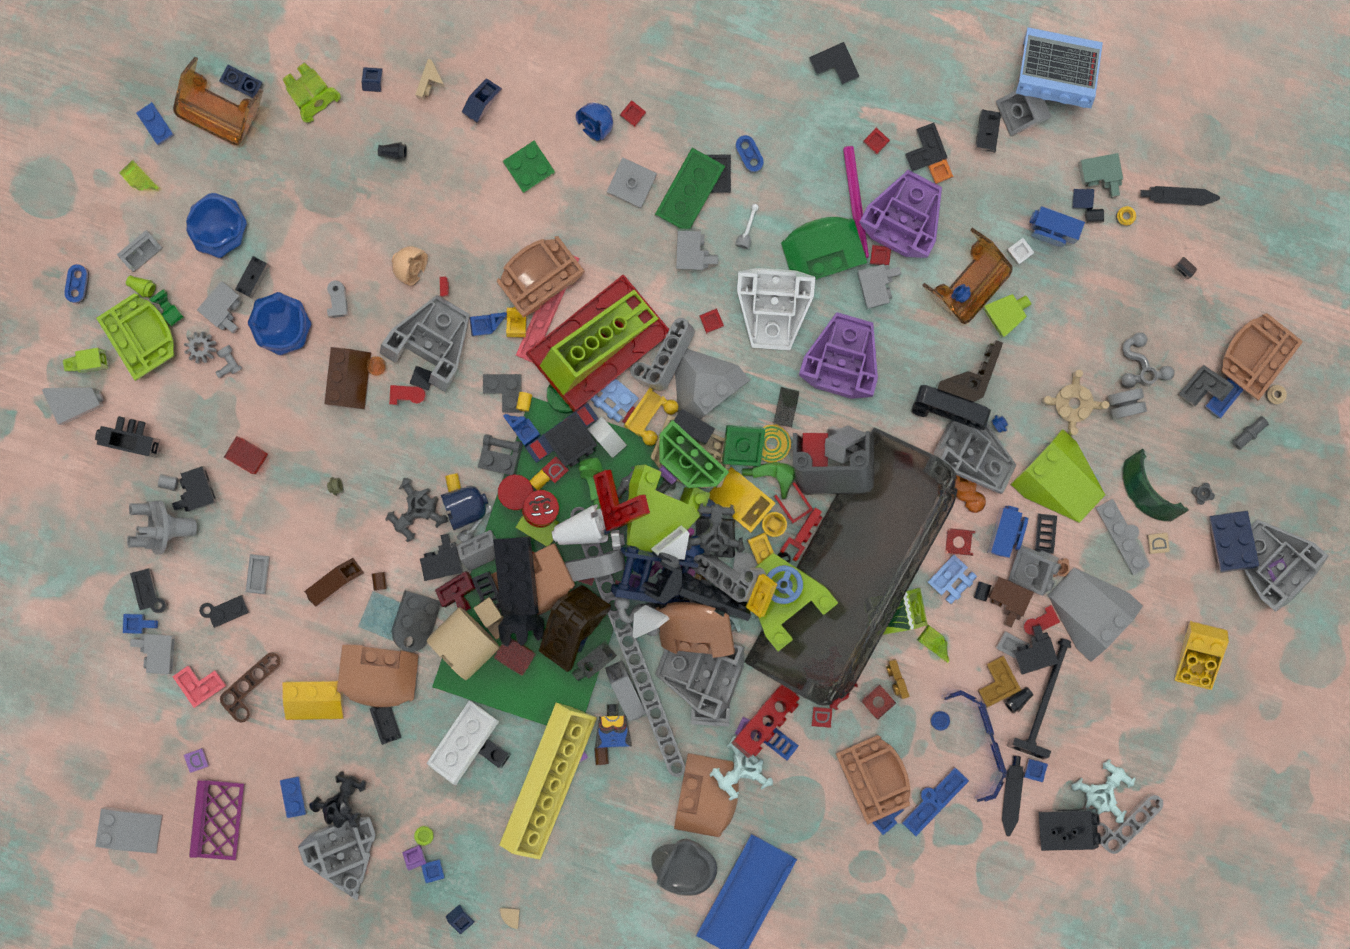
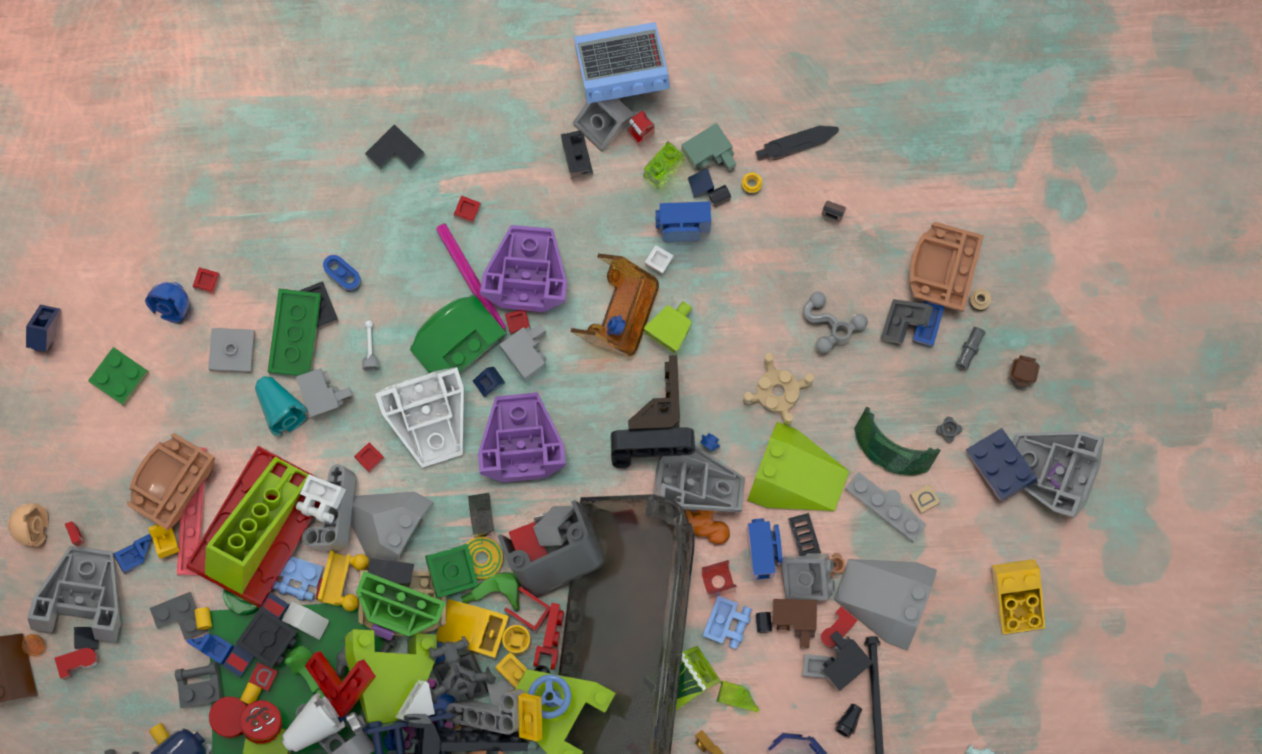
camera: 25 degrees left, 10 degrees down
(653, 248) = (279, 406): none -> teal cone
(663, 337) = (321, 491): none -> white plate
(836, 296) = (488, 381): none -> dark blue slope
(931, 150) = (527, 197): black tile -> none
(940, 171) = (545, 213): orange tile -> none
(1004, 684) = (827, 711): pearl gold plate -> none
(1051, 131) = (641, 128): none -> red leg
(1057, 170) = (663, 164): none -> clear neon green hips
(1127, 403) = (833, 367): light grey wheel -> none
(1287, 470) = (1024, 370): none -> reddish brown head

